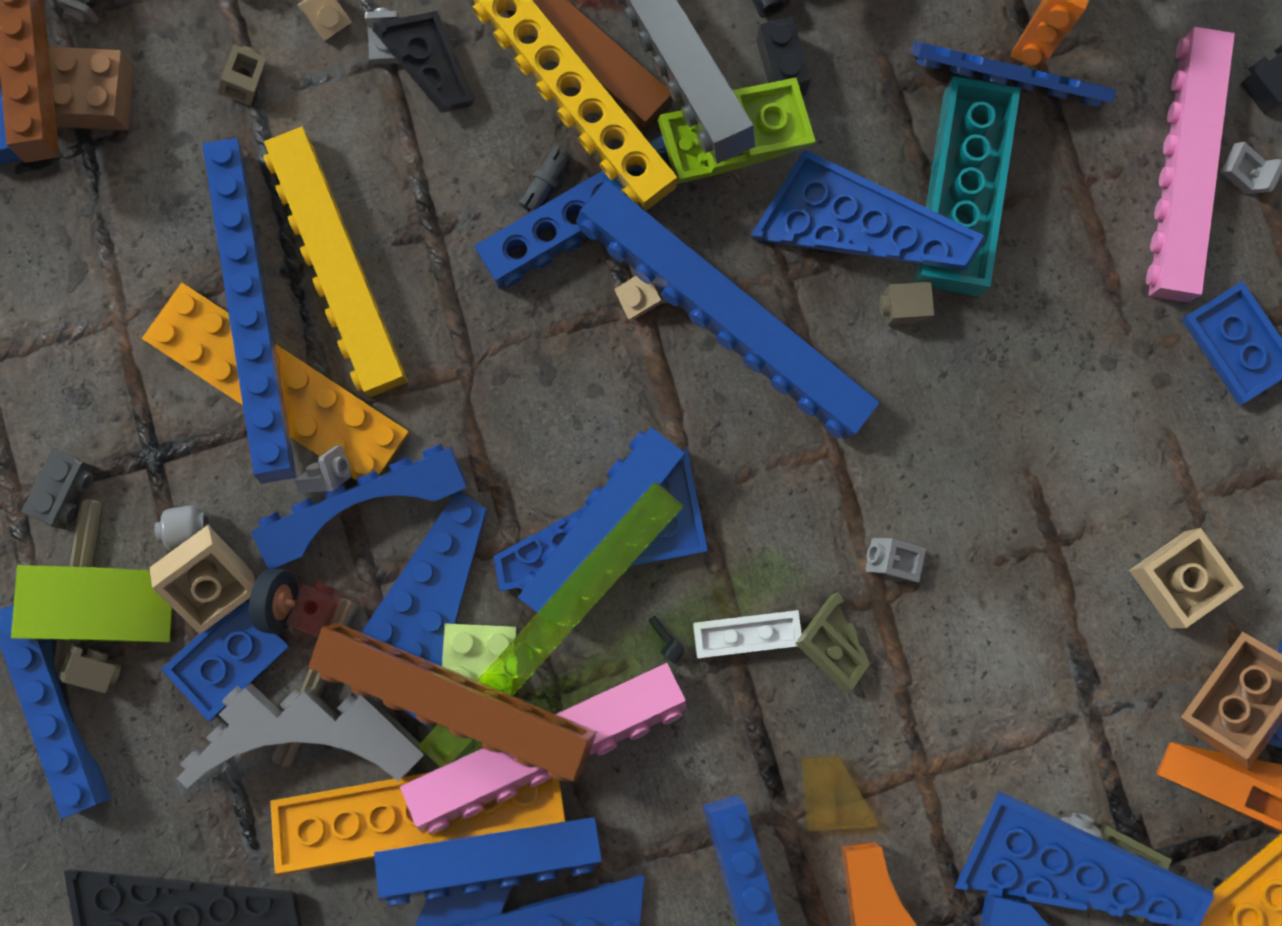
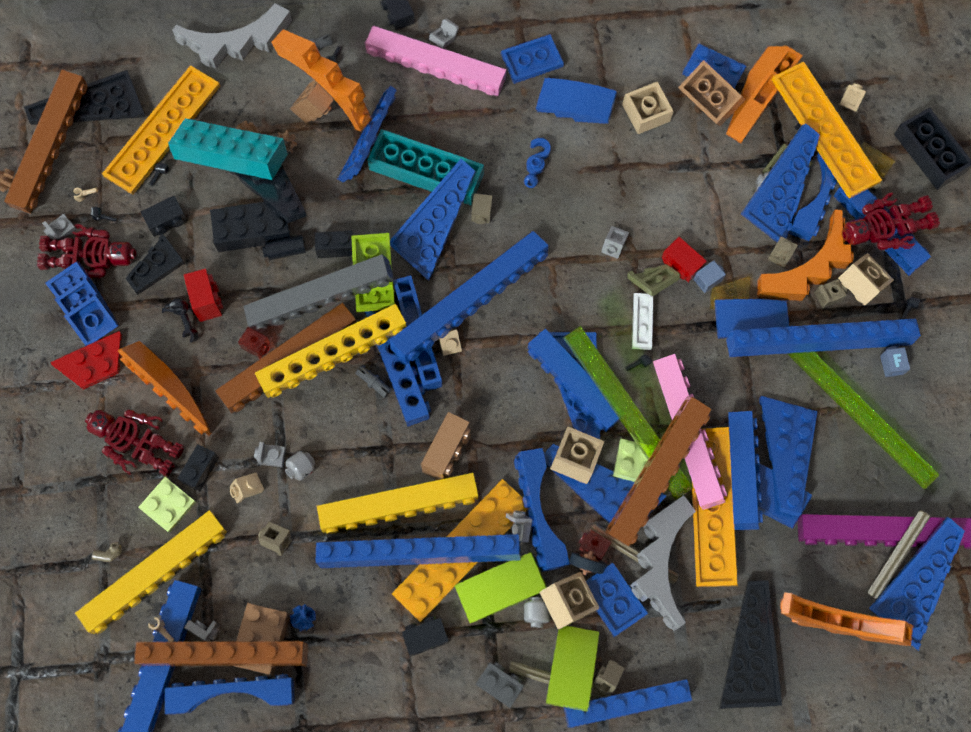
camera: 80 degrees left, 10 degrees down
(116, 350) = (425, 636): none -> black brick
(118, 147) = (302, 617): none -> blue gear
(215, 461) = (500, 587): none -> lime slope
(371, 87) = (300, 465): none -> light grey head
(428, 57) = (289, 431): black wing -> none
(438, 321) = (446, 447): none -> medium nougat brick
(461, 551) = (577, 455): none -> tan brick
(685, 214) = (410, 311): none -> blue arch
(790, 839) = (749, 314): none -> blue slope
(861, 748) = (709, 276): none -> sand blue brick
(884, 693) = (683, 259): none -> red brick
(939, 883) = (782, 252): none -> dark tan brick
(1022, 385) = (536, 162): none -> blue piece
(1170, 441) = (576, 100): none -> blue slope

